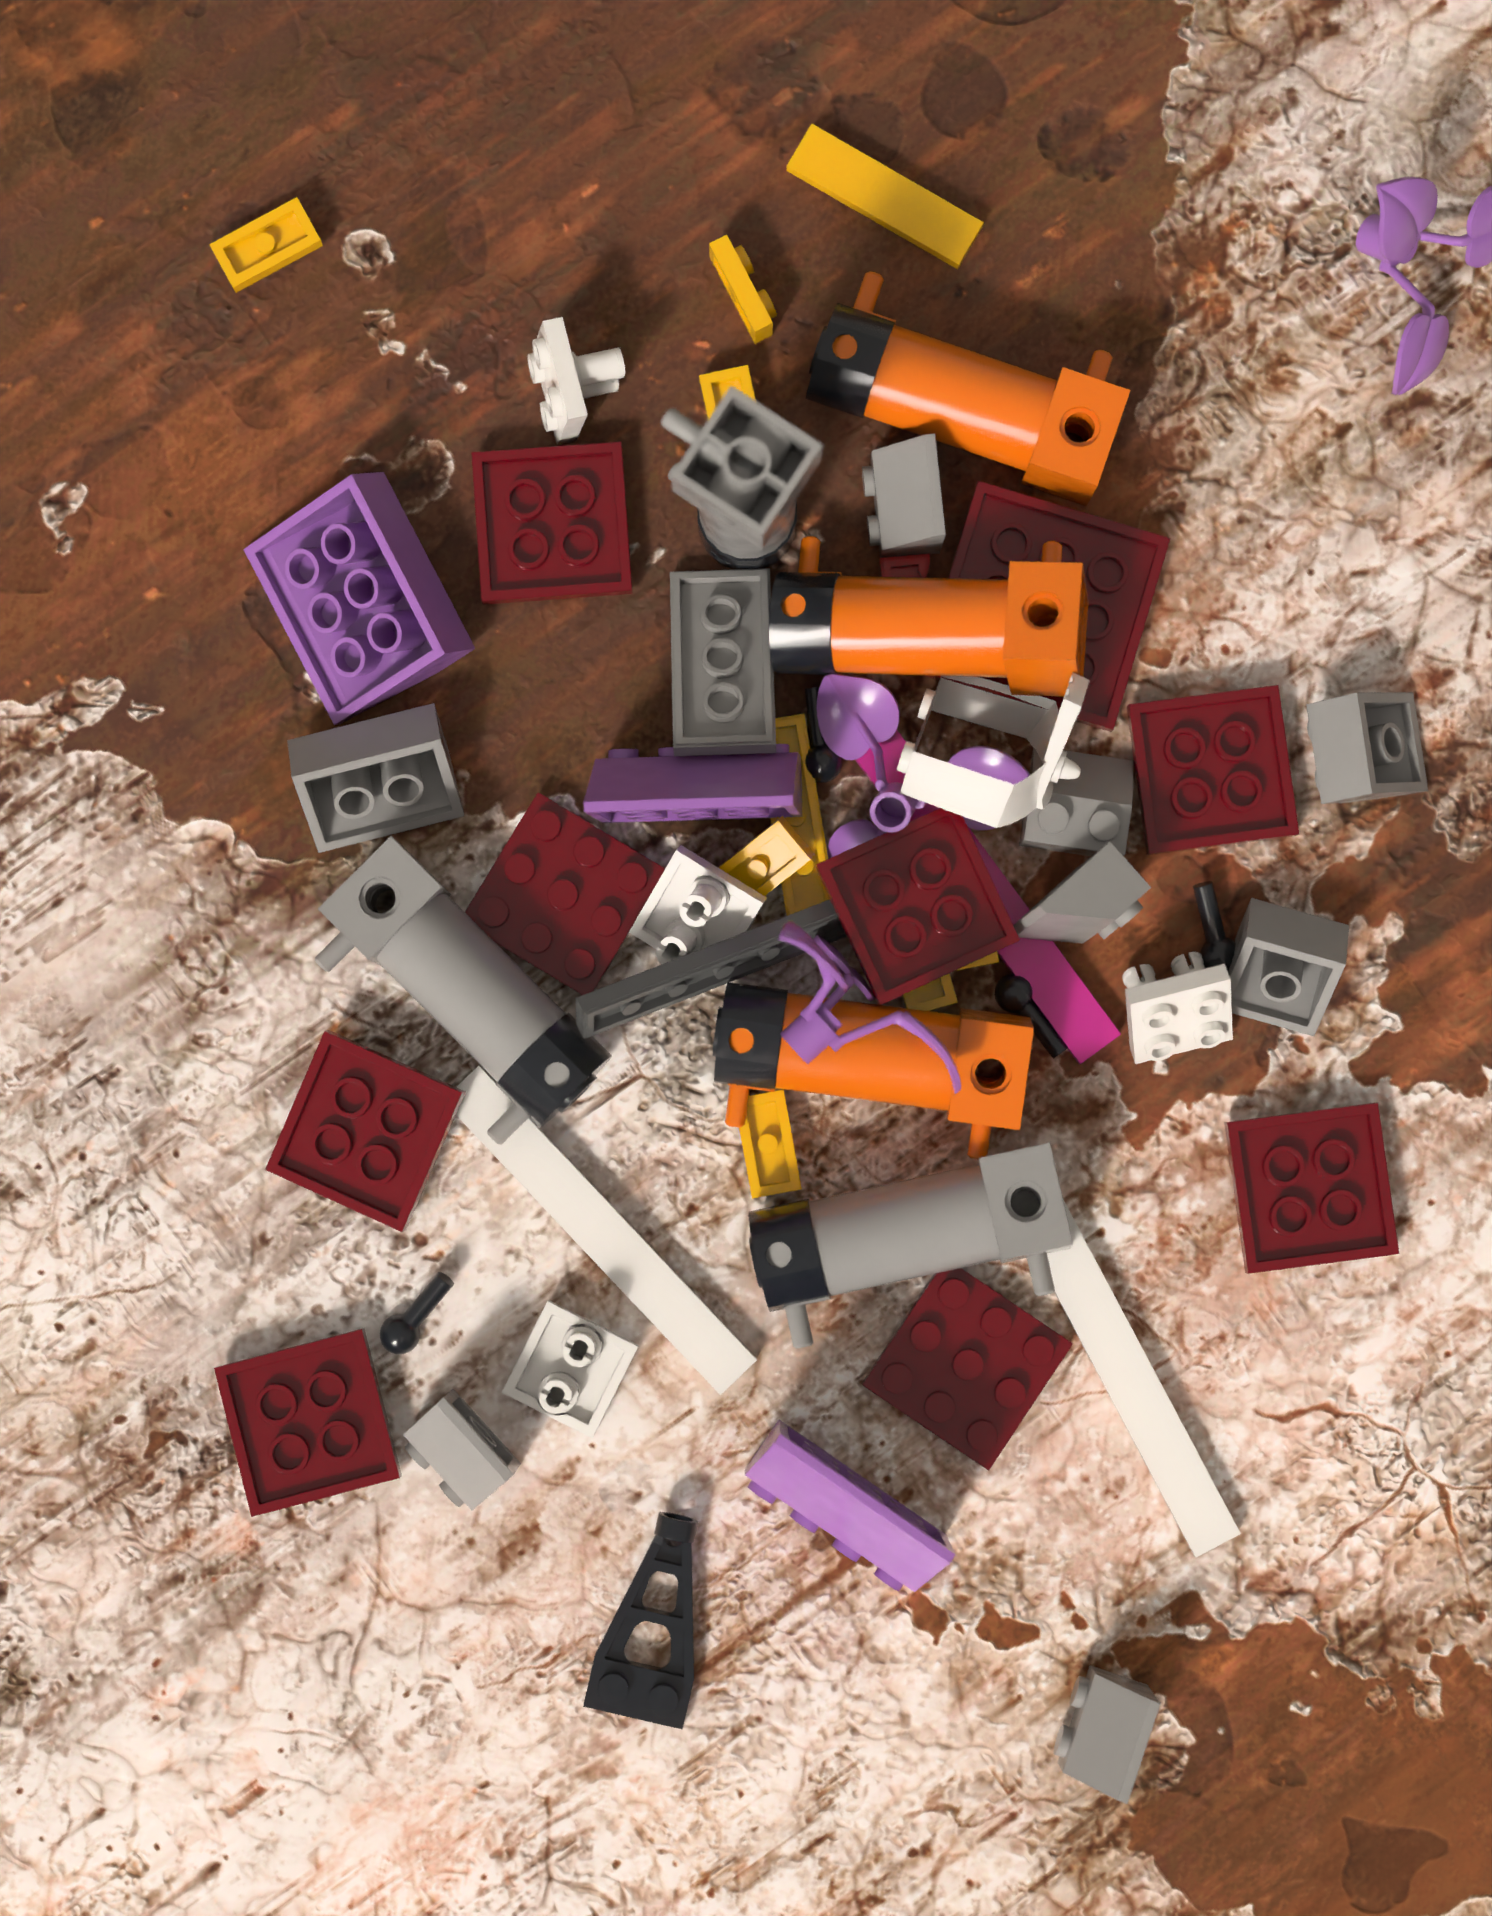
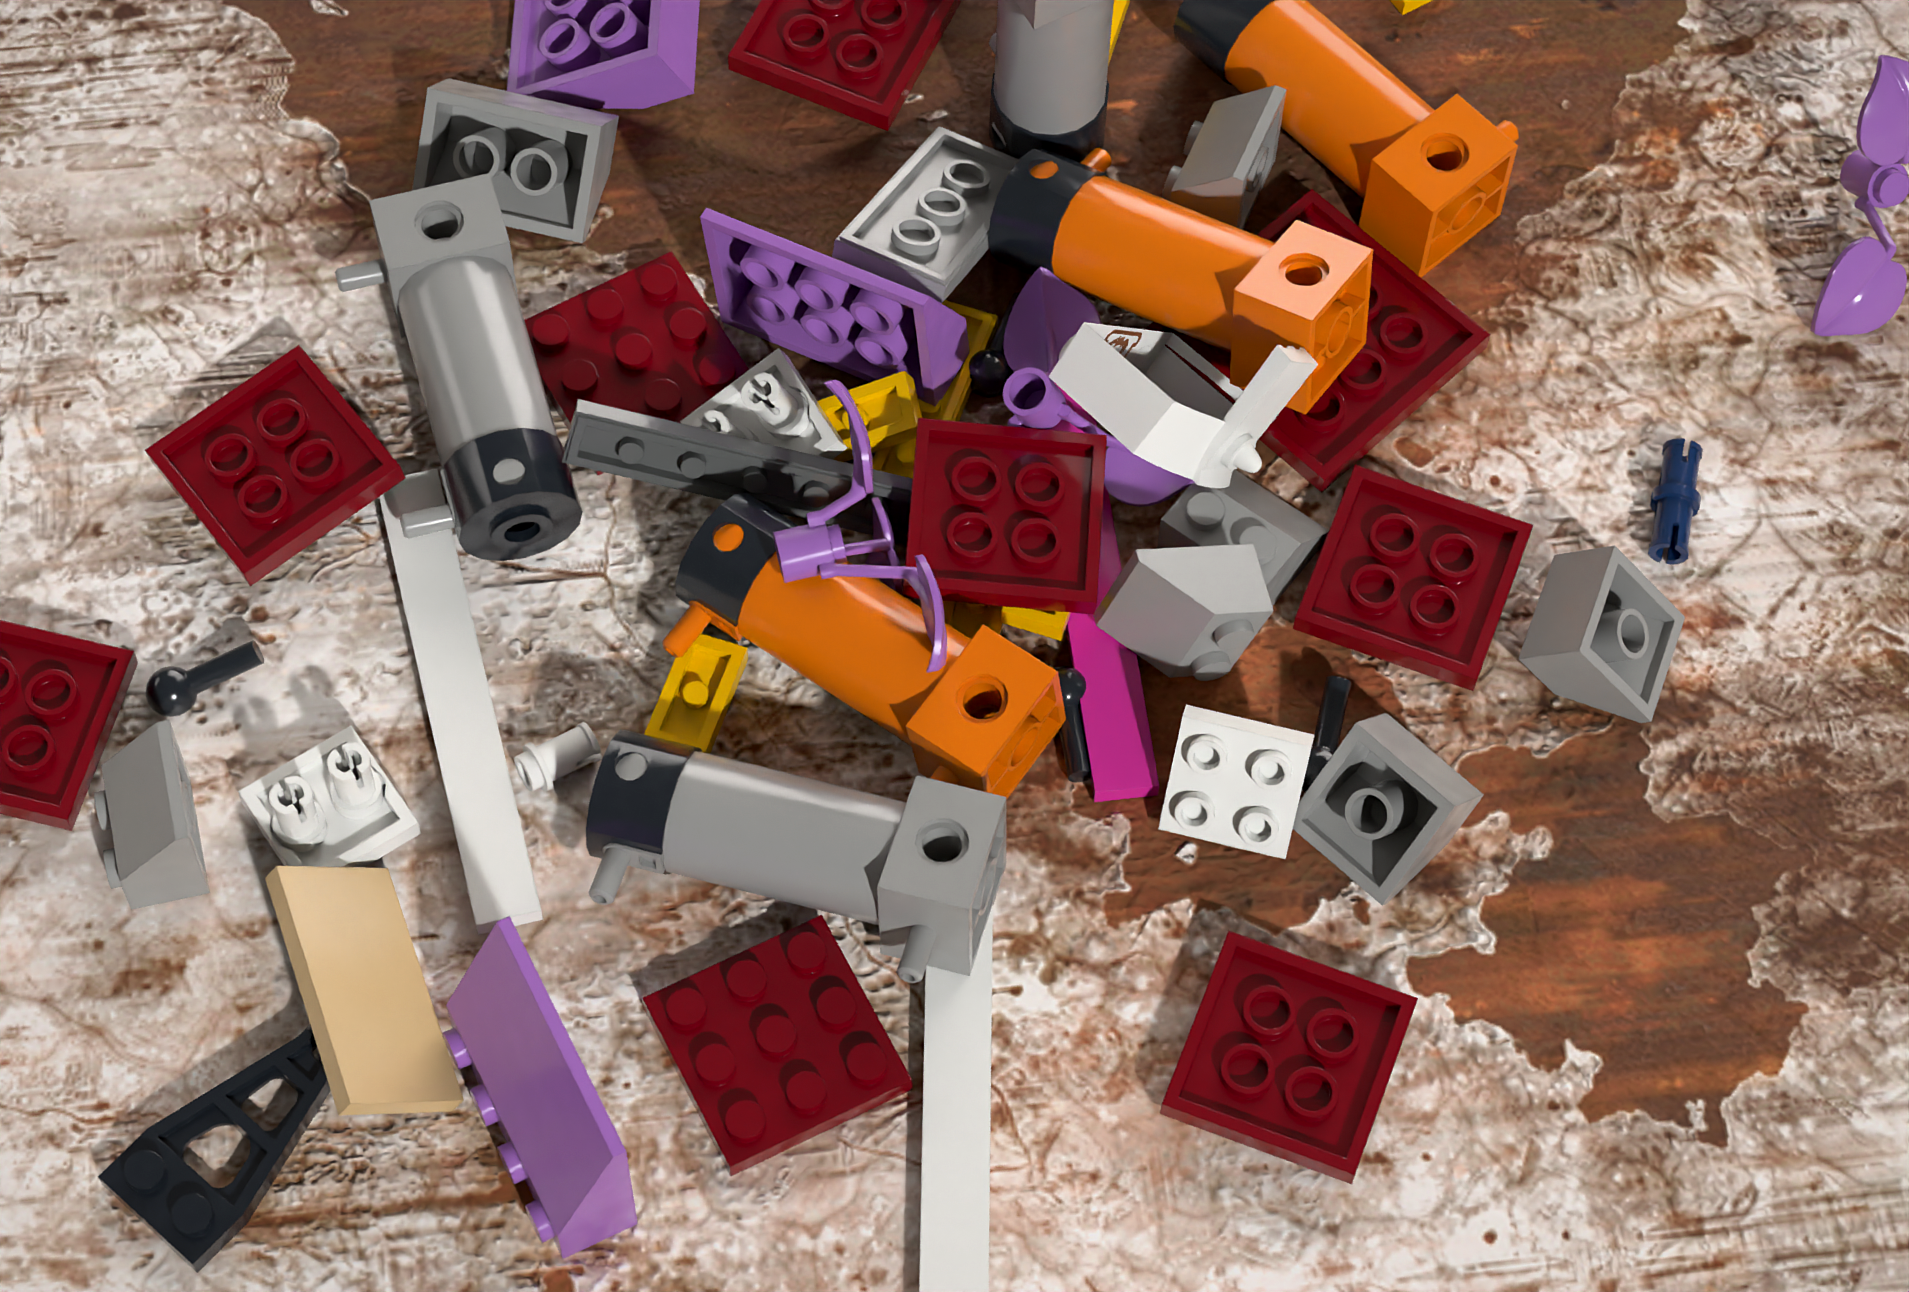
camera: 25 degrees right, 25 degrees down
(679, 1490) = (363, 990): none -> tan tile
(699, 1241) = (557, 757): none -> white pin
(1364, 602) = (1675, 501): none -> dark blue pin

